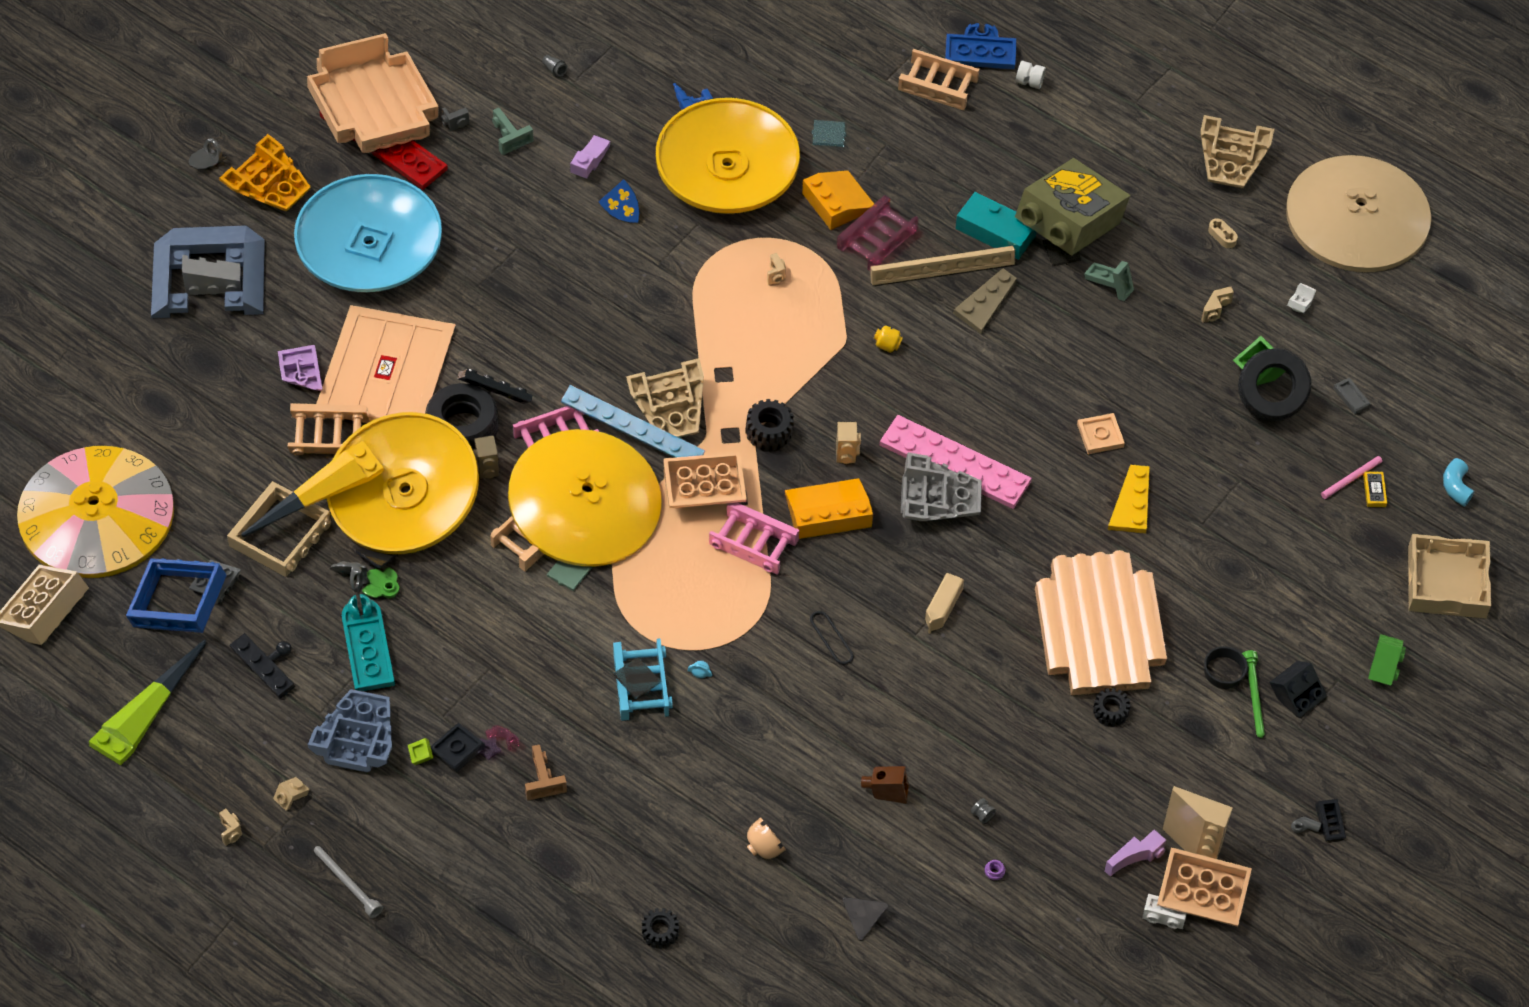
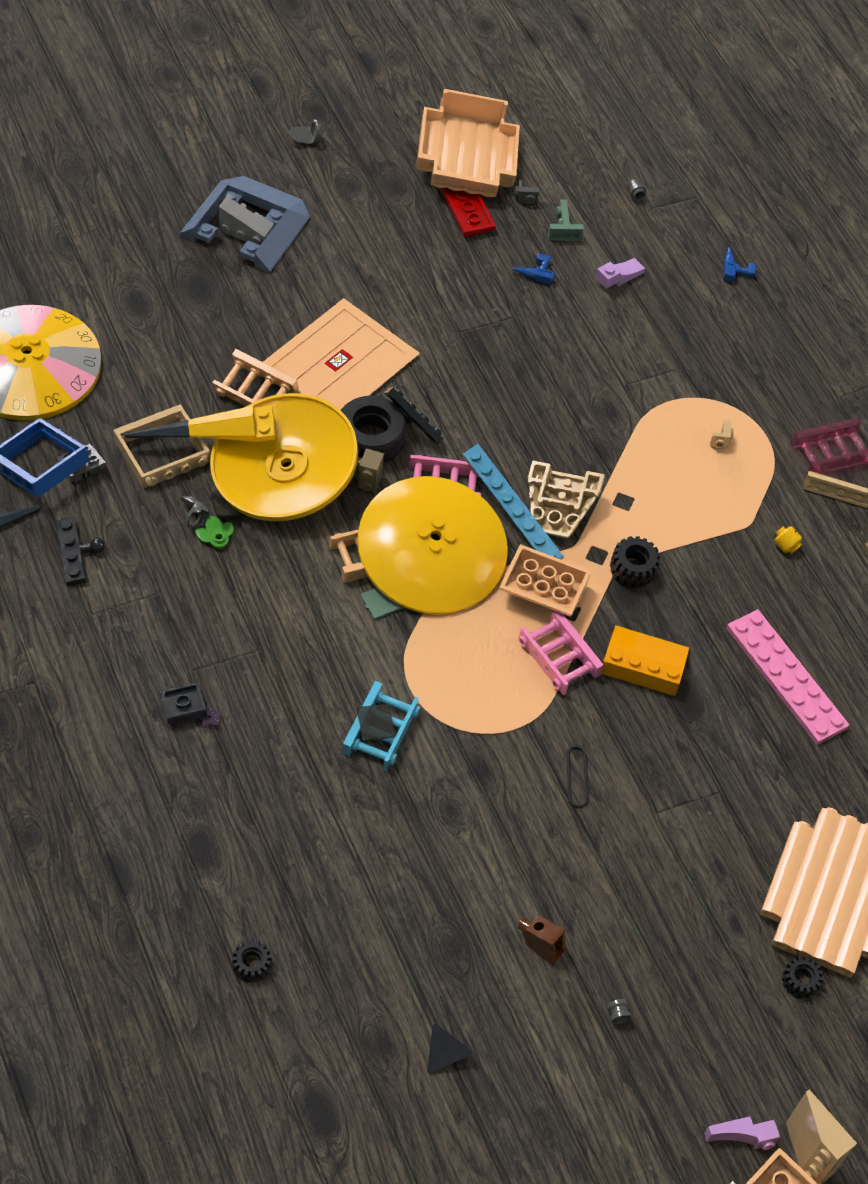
camera: 25 degrees right, 0 degrees up
(268, 176) = (343, 170): light orange wedge -> none
(289, 792) = (18, 667): tan bracket -> none
(300, 367) = (269, 327): lavender slope -> none
(355, 733) = (104, 646): sand blue wedge -> none
(364, 208) = (397, 226): medium azure dish -> none
(367, 645) = (167, 577): teal plate -> none
(372, 907) = (16, 805): light grey piece -> none
(420, 751) = (149, 690): lime plate -> none
(499, 731) = (228, 707): clear pink piece -> none
(515, 192) = (539, 274): none -> blue piece
(546, 785) = (238, 774): medium nougat bracket -> none
(622, 203) = (622, 320): blue shield -> none
(700, 669) = (440, 744): medium azure piece -> none
(730, 131) = (728, 299): yellow dish -> none
(763, 841) = (396, 929): light nougat cylinder -> none
(828, 133) = (840, 346): clear light blue piece -> none
(836, 197) = (814, 400): light orange slope -> none
(847, 442) = (695, 610): tan brick -> none
(936, 491) = (753, 694): light grey wedge -> none
(943, 601) = (699, 796): tan piece -> none
(994, 864) = (601, 1070): medium lavender plate -> none

